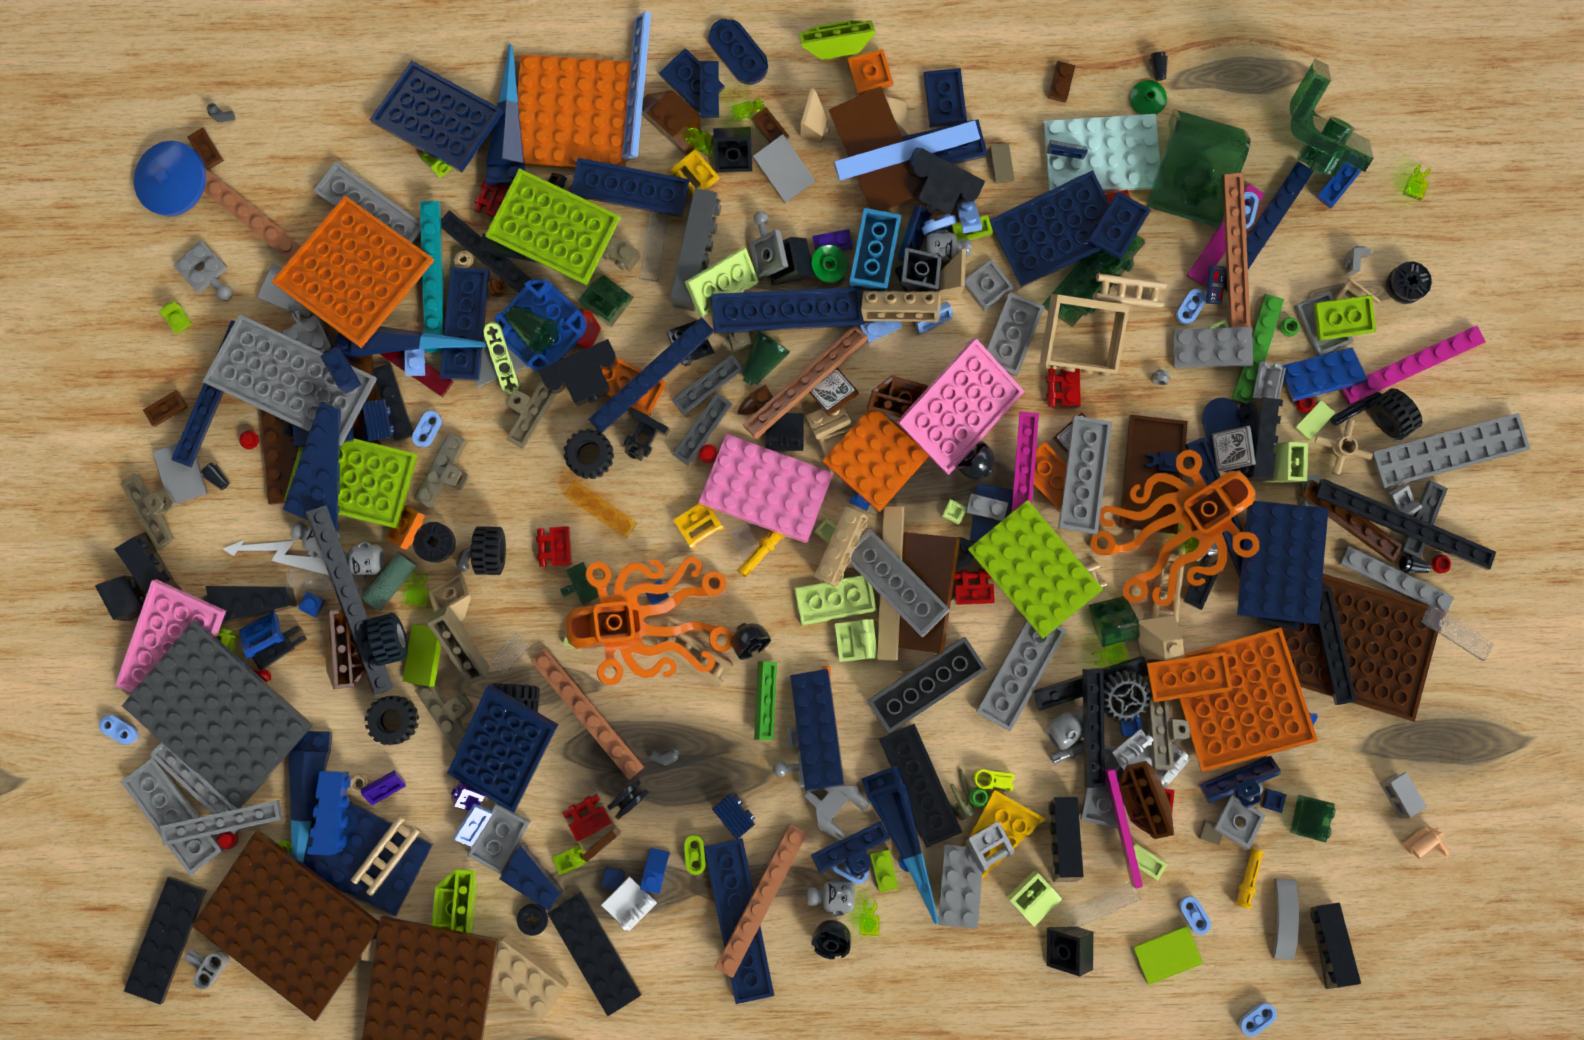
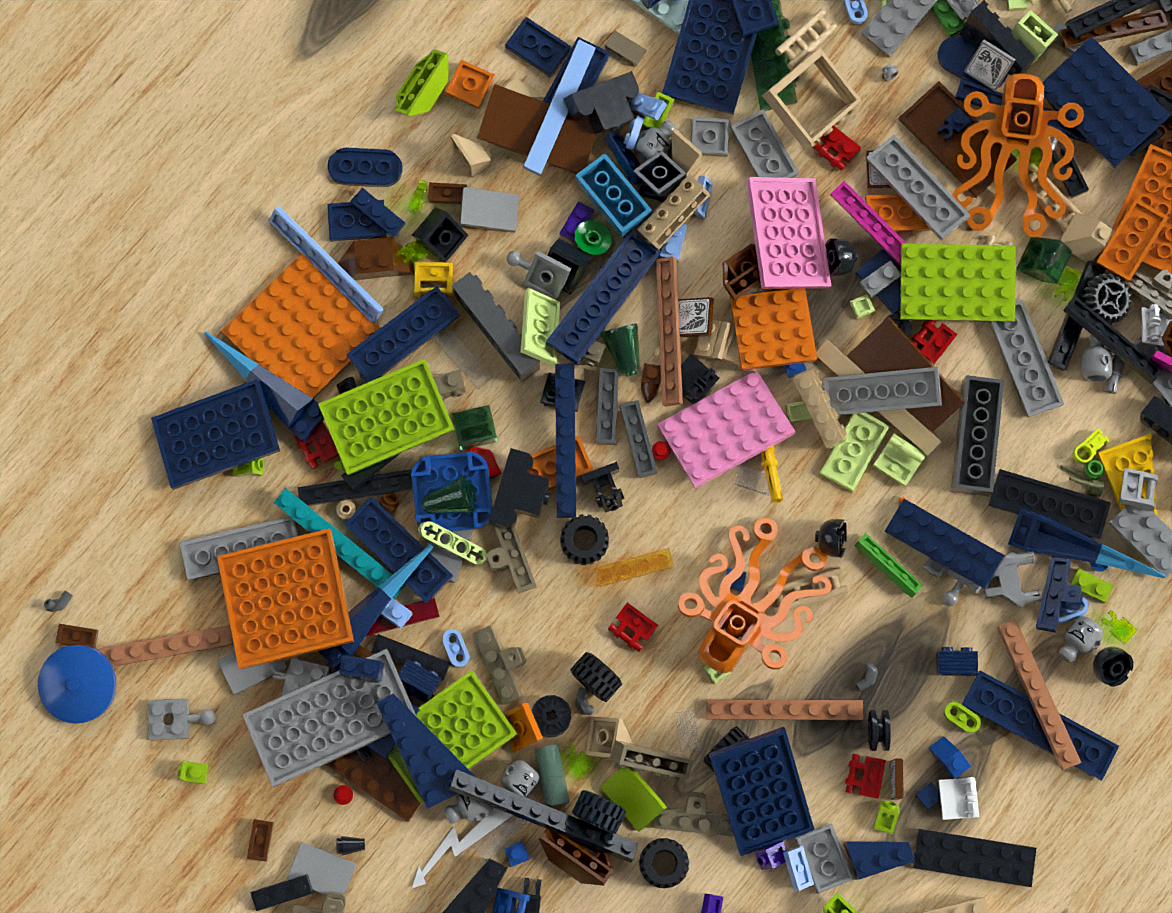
camera: 50 degrees left, 5 degrees down
(139, 456) = (281, 892): none -> black plate
(199, 421) = (287, 806): dark blue plate -> none
(527, 926) = (918, 881): black gear -> none
(579, 584) = (679, 630): clear green plate -> none
(695, 518) = (702, 503): yellow plate -> none
(1130, 728) = (1134, 314): blue plate -> none

